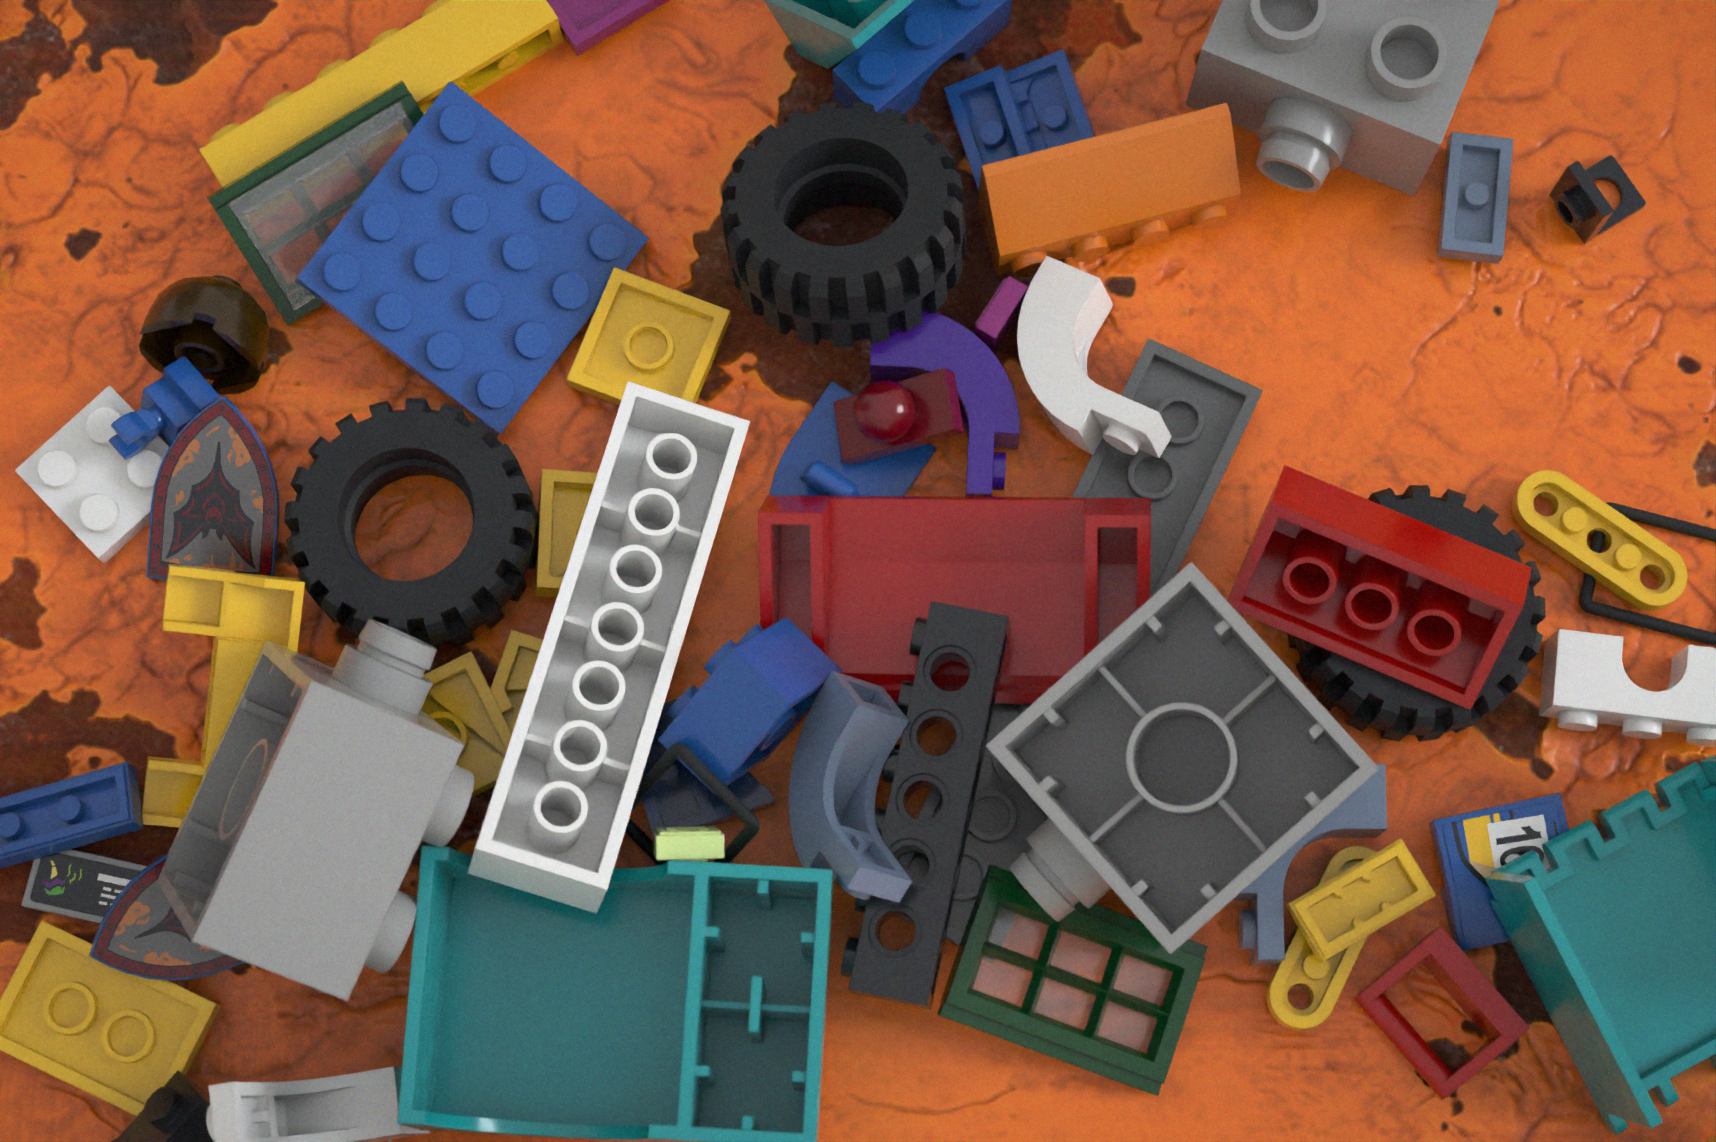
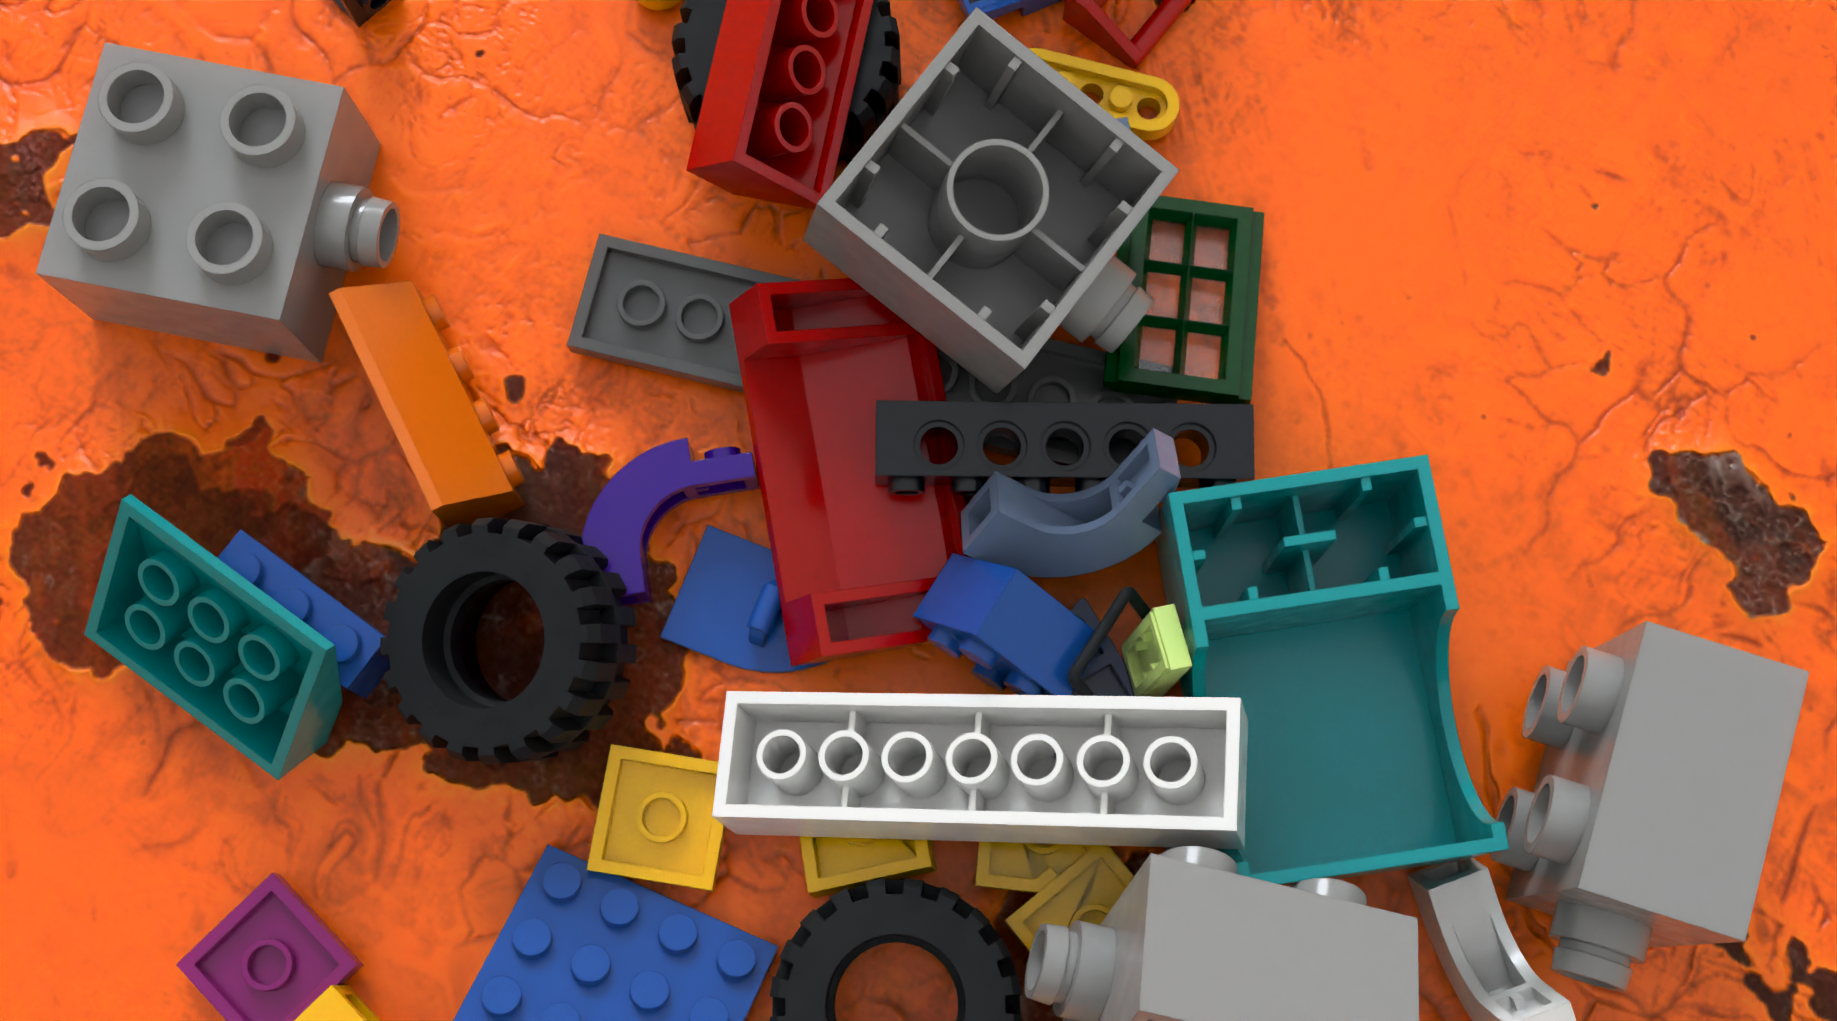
camera: 100 degrees left, 0 degrees up
(898, 416) = (690, 556): dark red tile -> none
(1000, 313) = (566, 485): magenta tile -> none
(1019, 110) = (365, 506): blue slope -> none
(1053, 342) = (578, 430): white arch -> none
(1360, 900) = (1065, 52): yellow plate -> none
(1475, 197) = (384, 80): sand blue plate -> none

